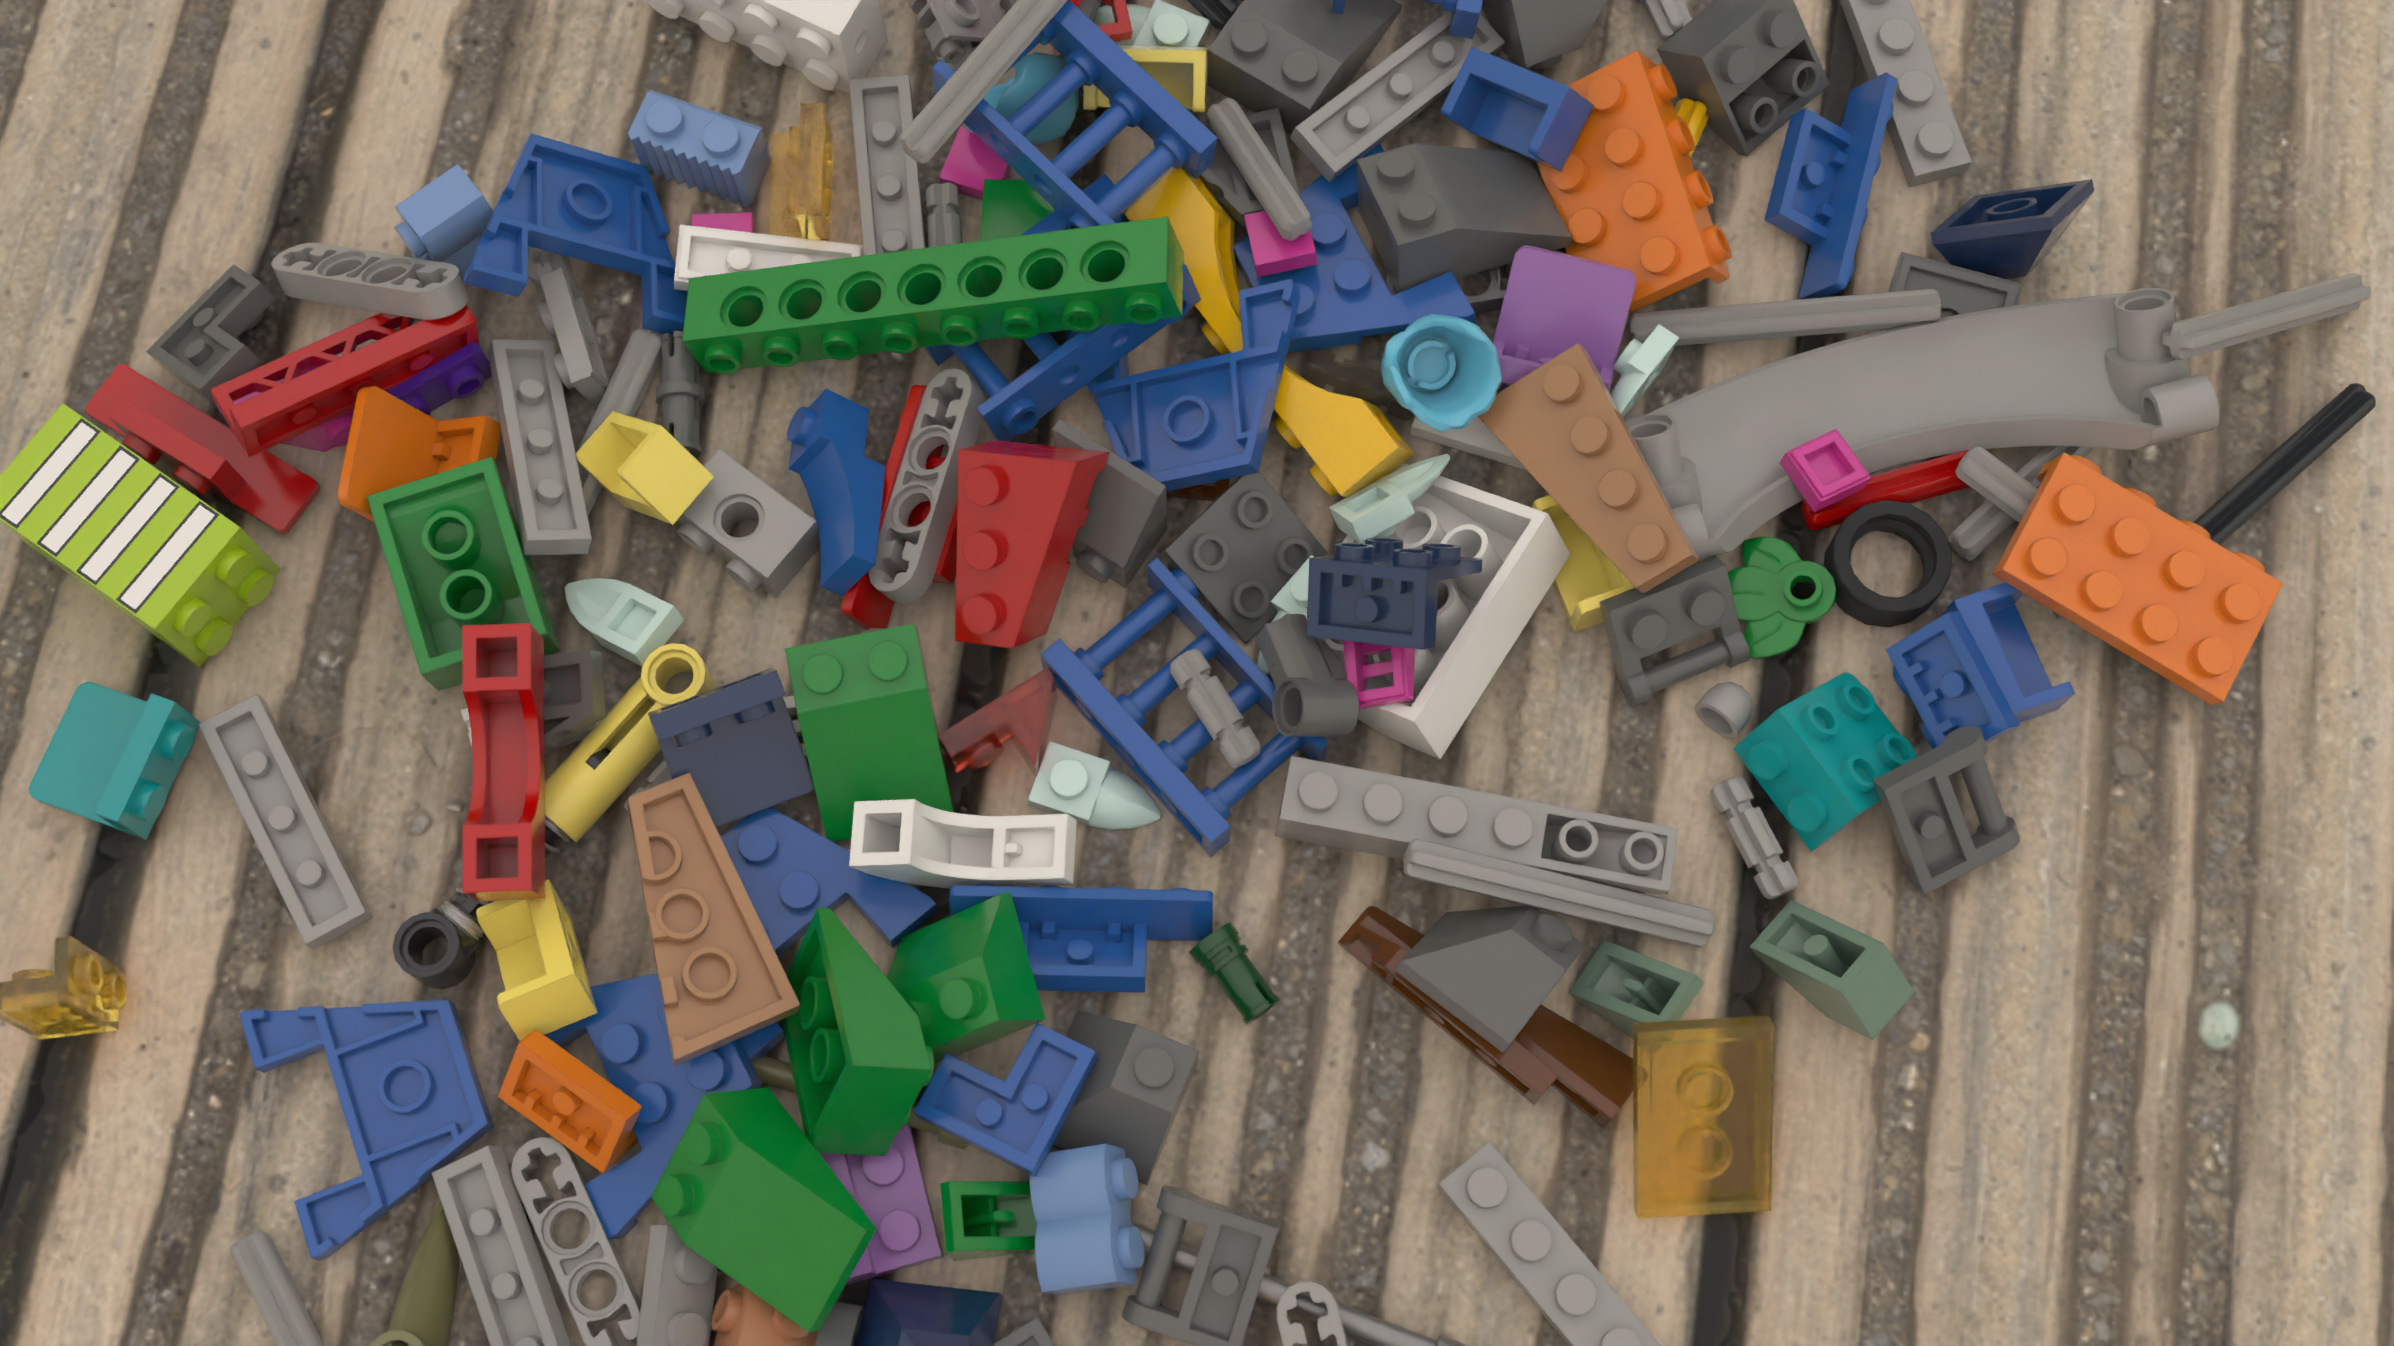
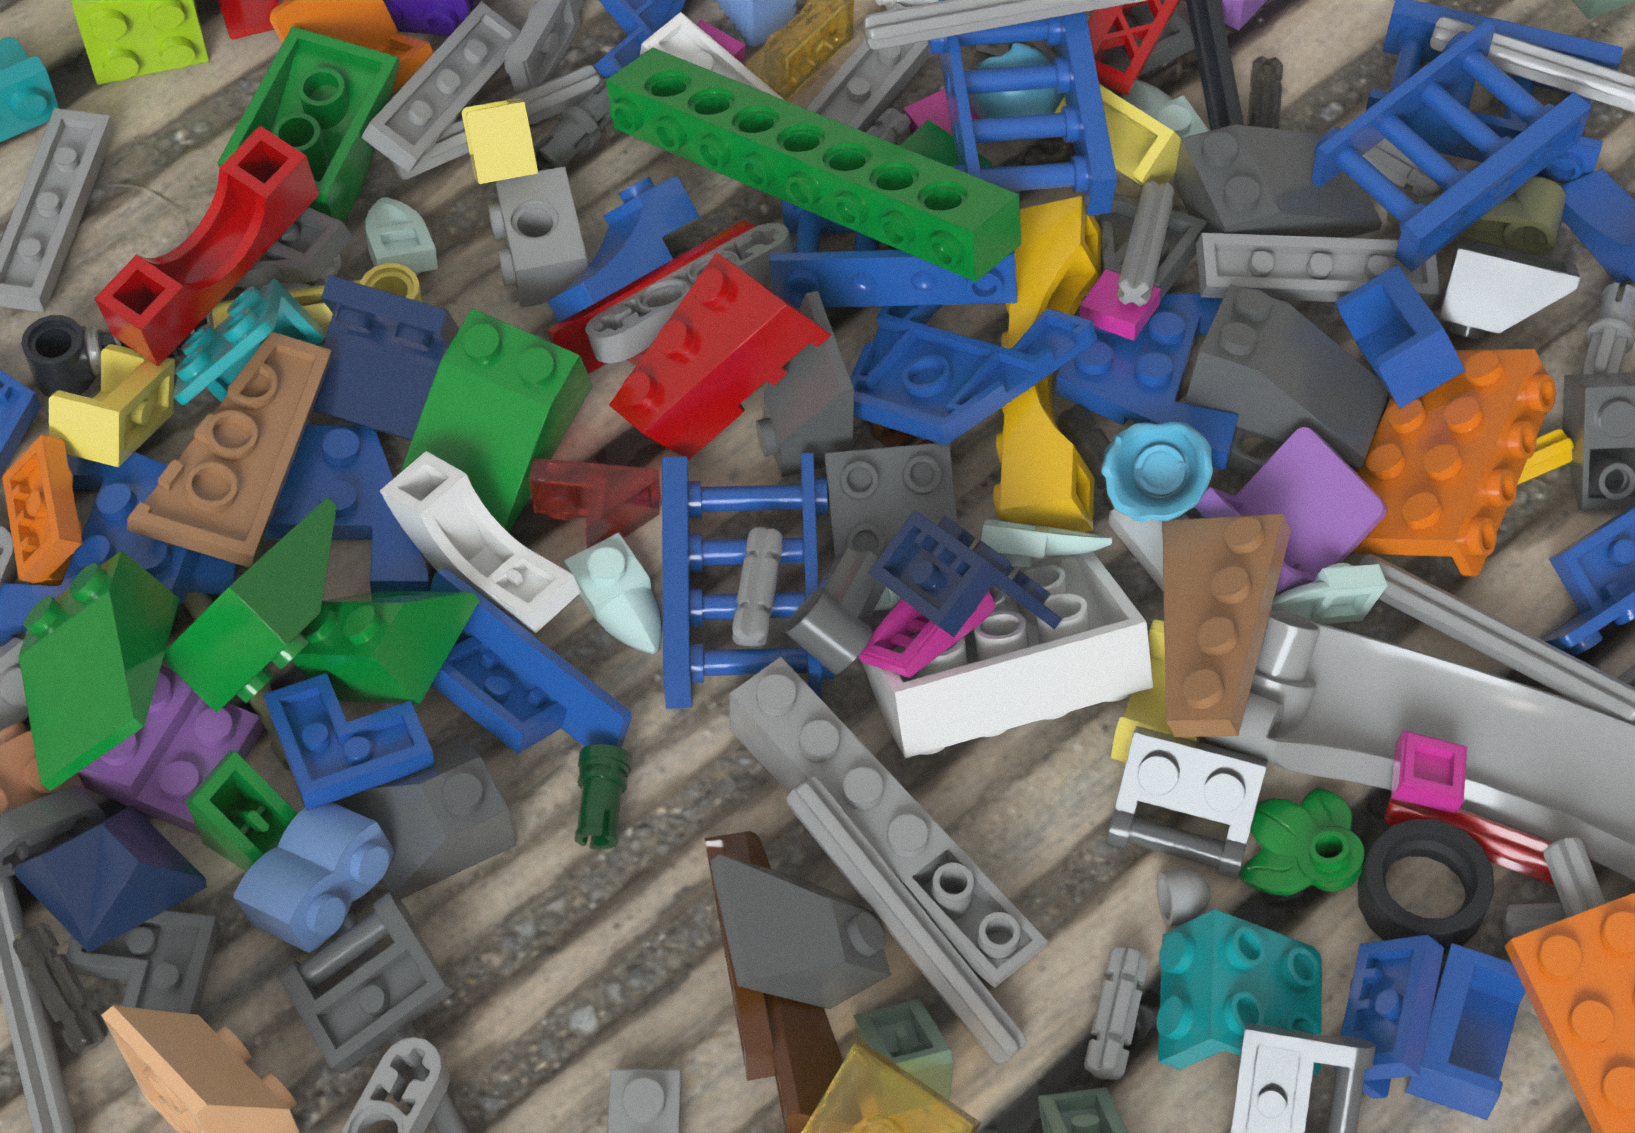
camera: 40 degrees right, 15 degrees down
(609, 829) = (219, 354): none -> teal bracket

